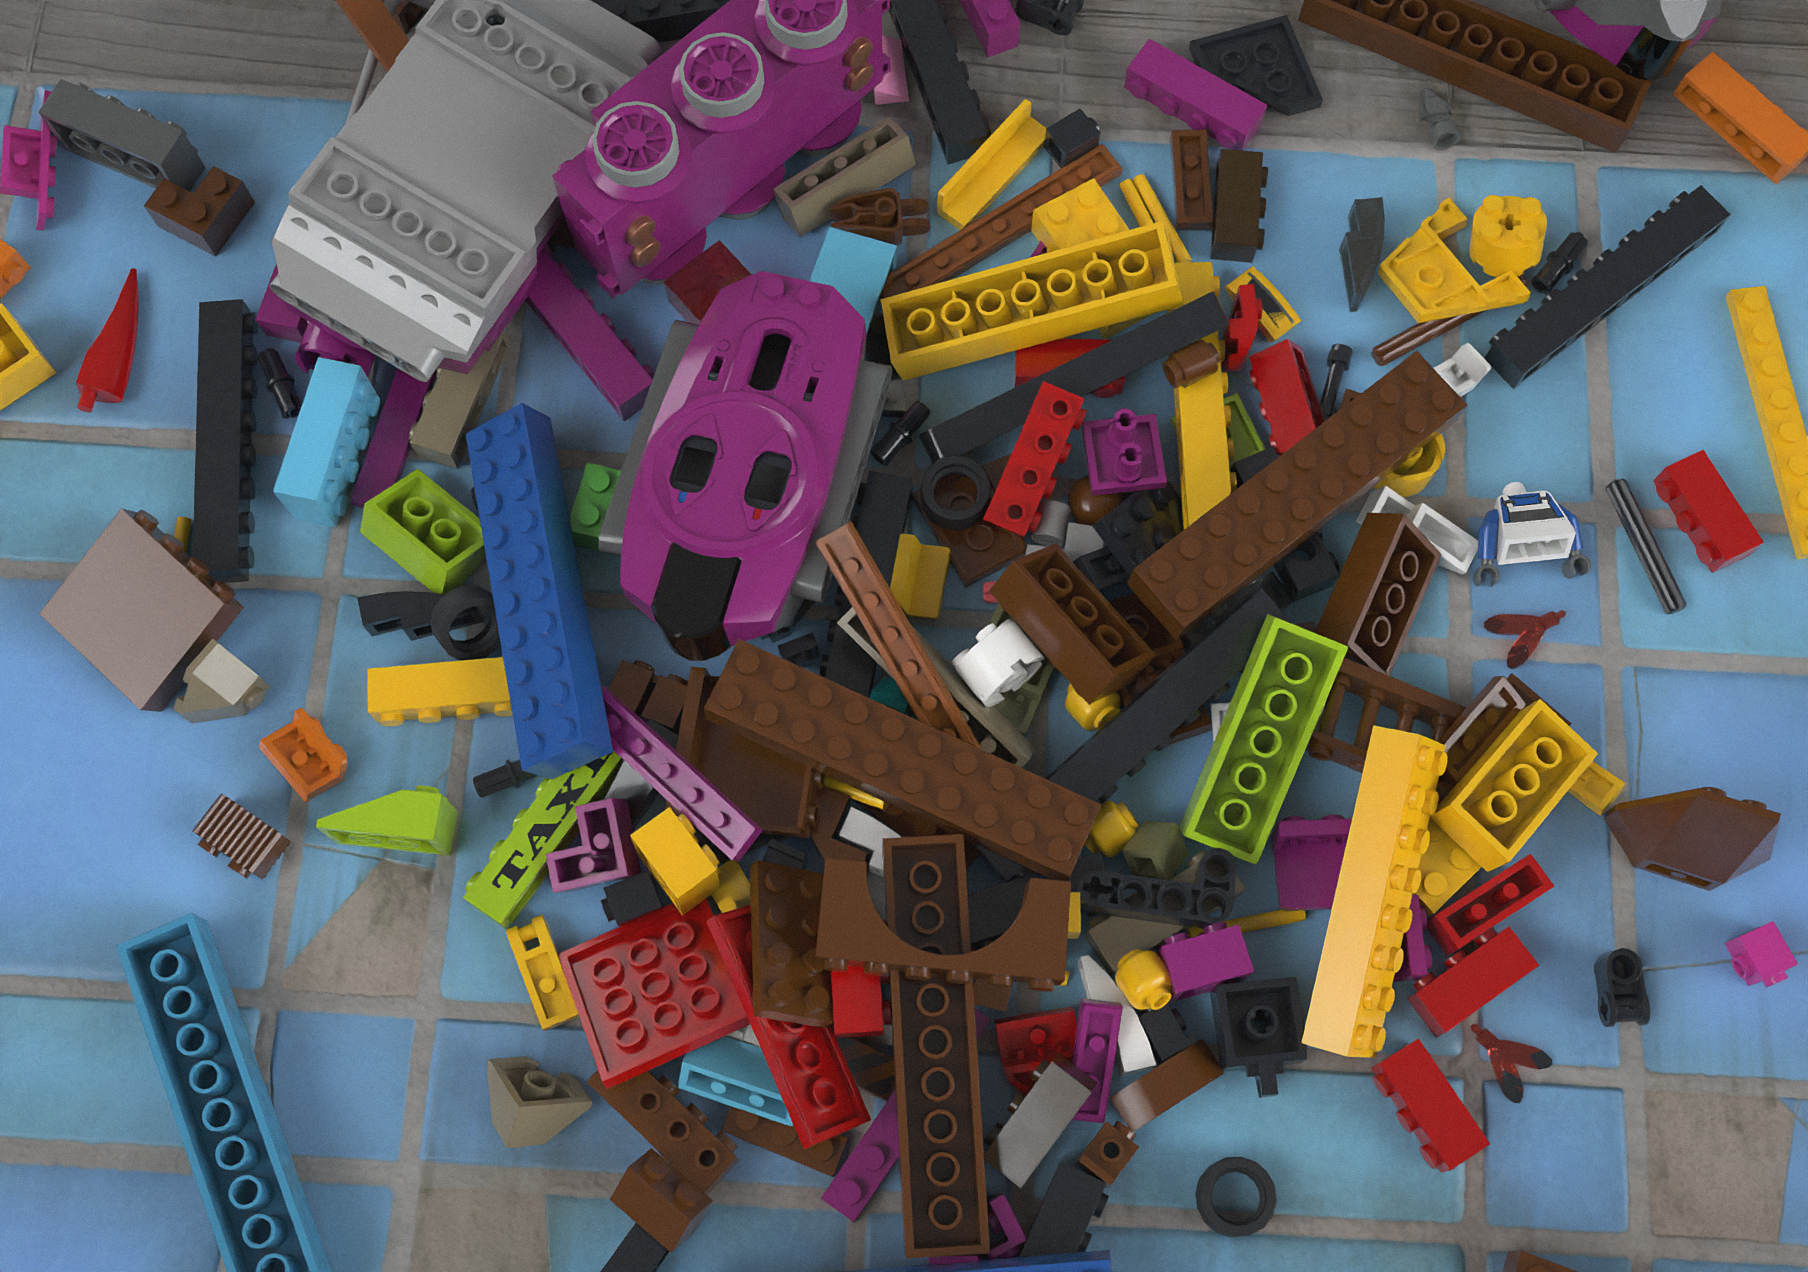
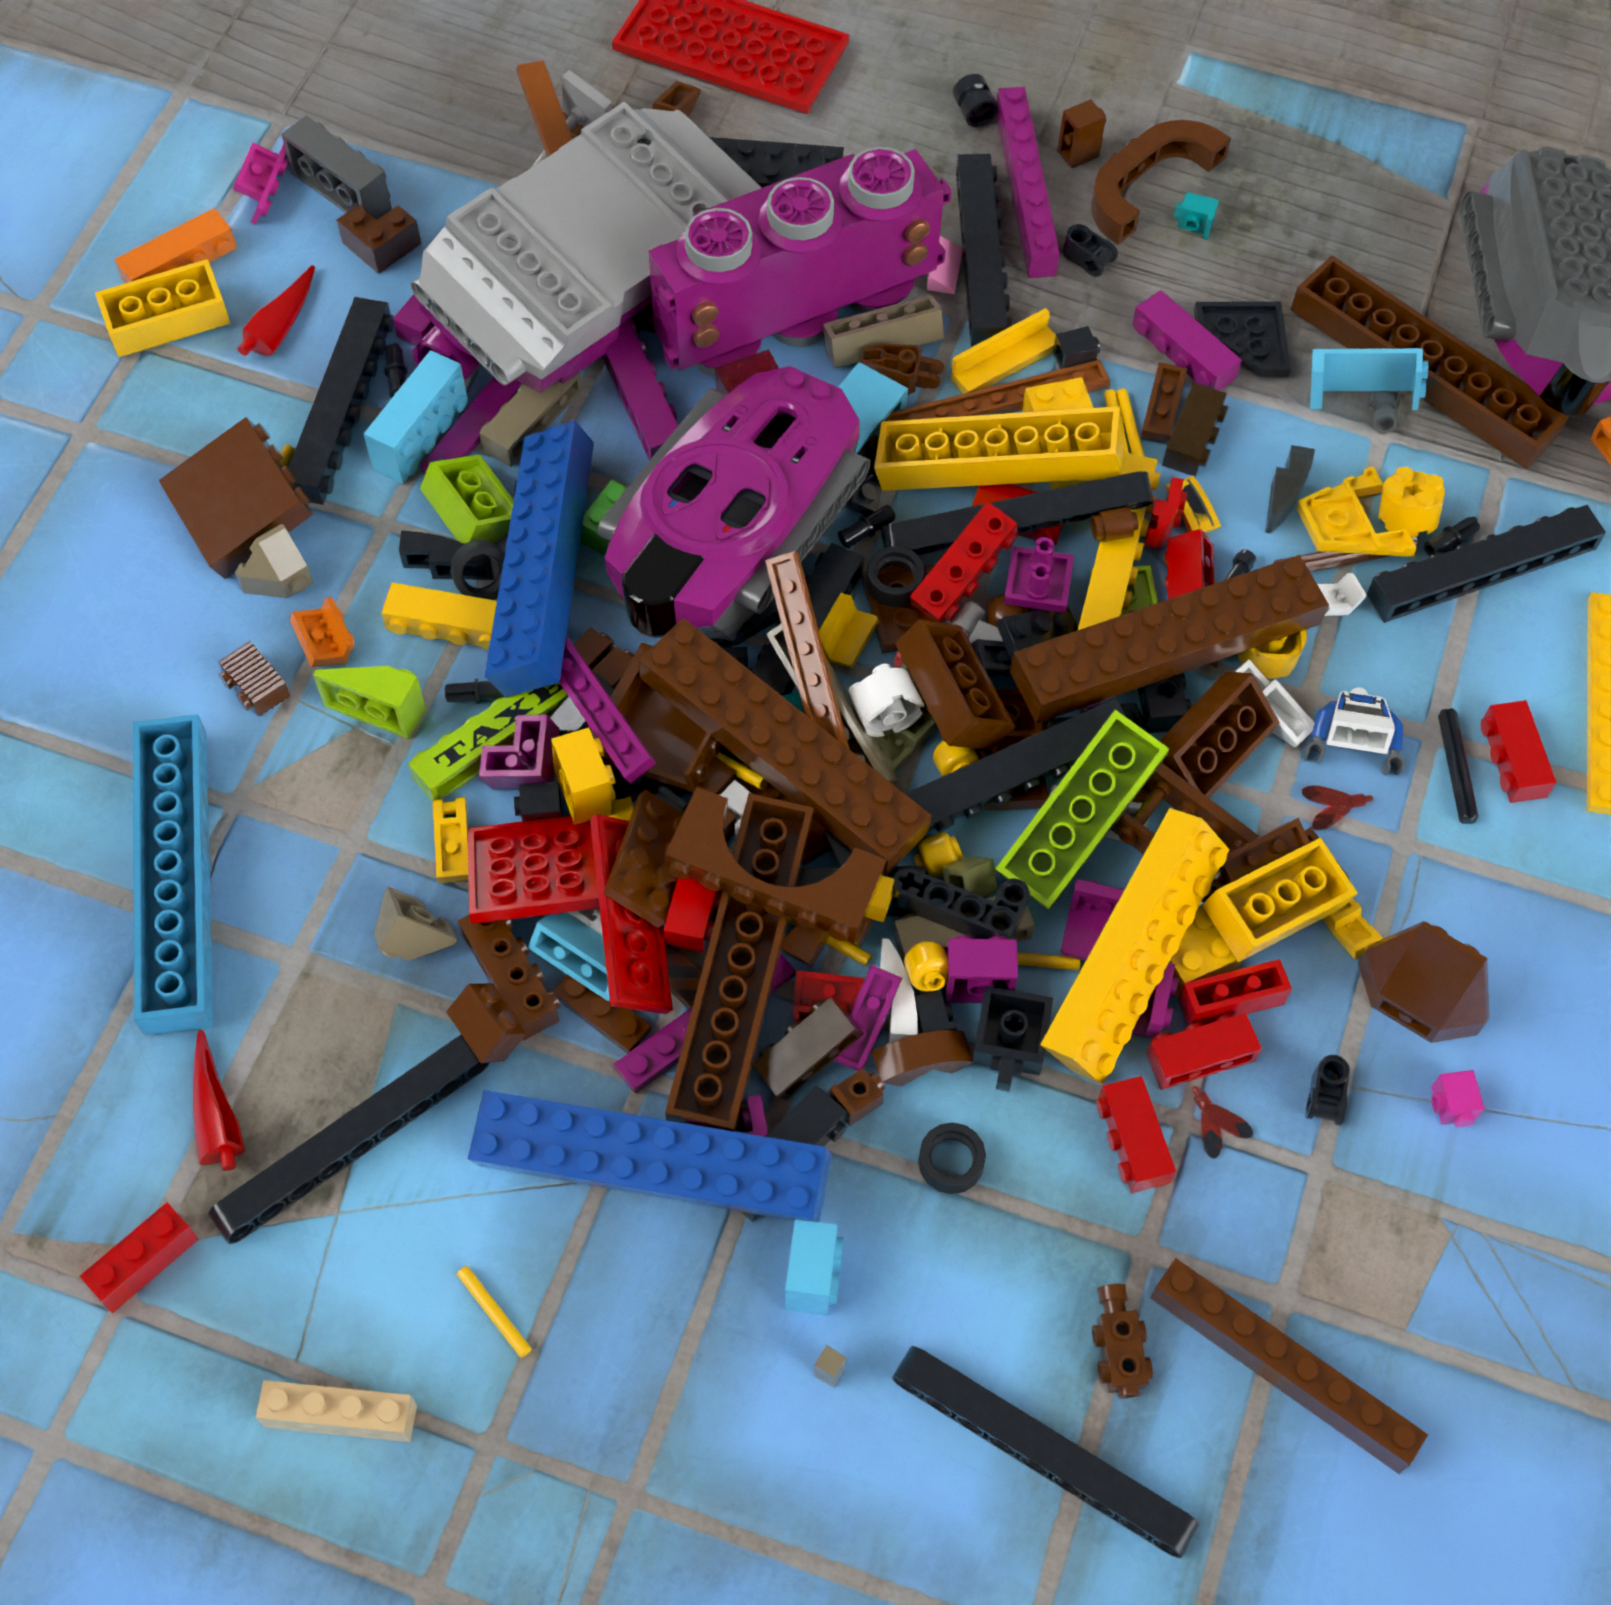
camera: 15 degrees right, 10 degrees down
(1414, 83) = (1368, 372): none -> medium azure panel

